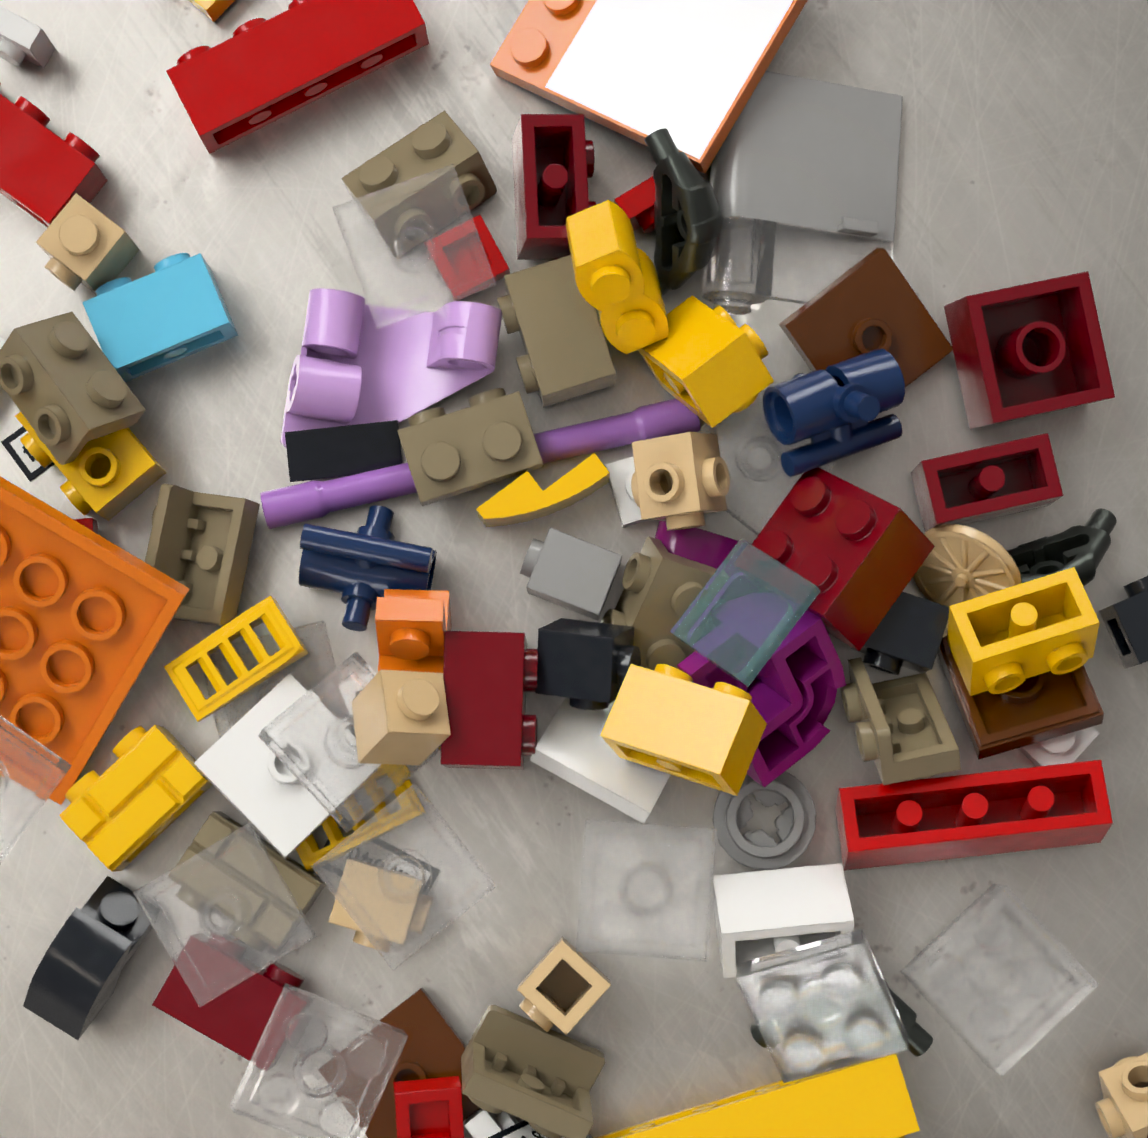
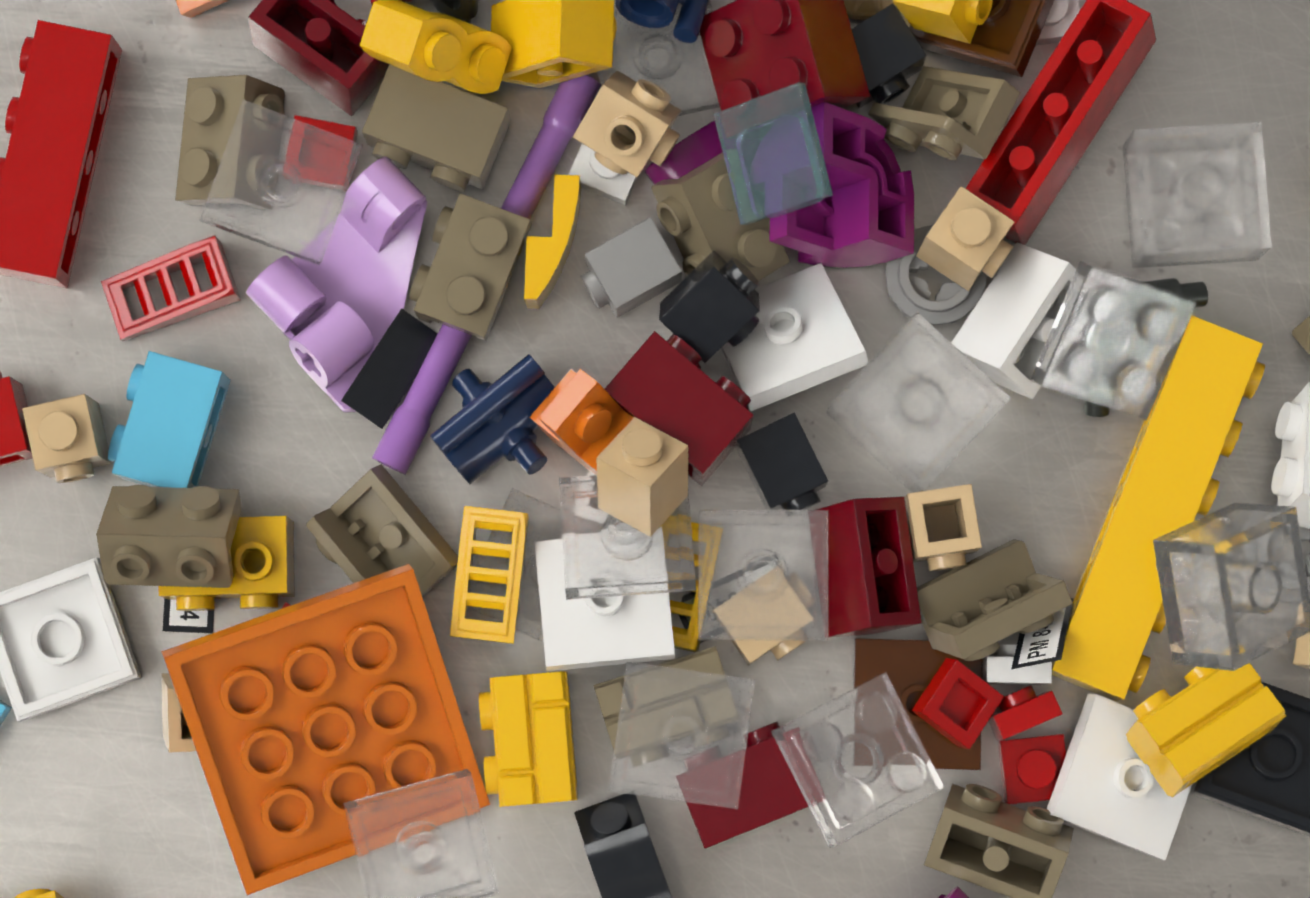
camera: 50 degrees left, 0 degrees up
(311, 257) = (222, 294): none -> slope
(481, 956) = (870, 568): none -> dark red brick
(508, 821) = (782, 465): none -> black brick
(685, 727) = (823, 269): yellow brick -> none
(808, 822) = (967, 240): none -> tan brick

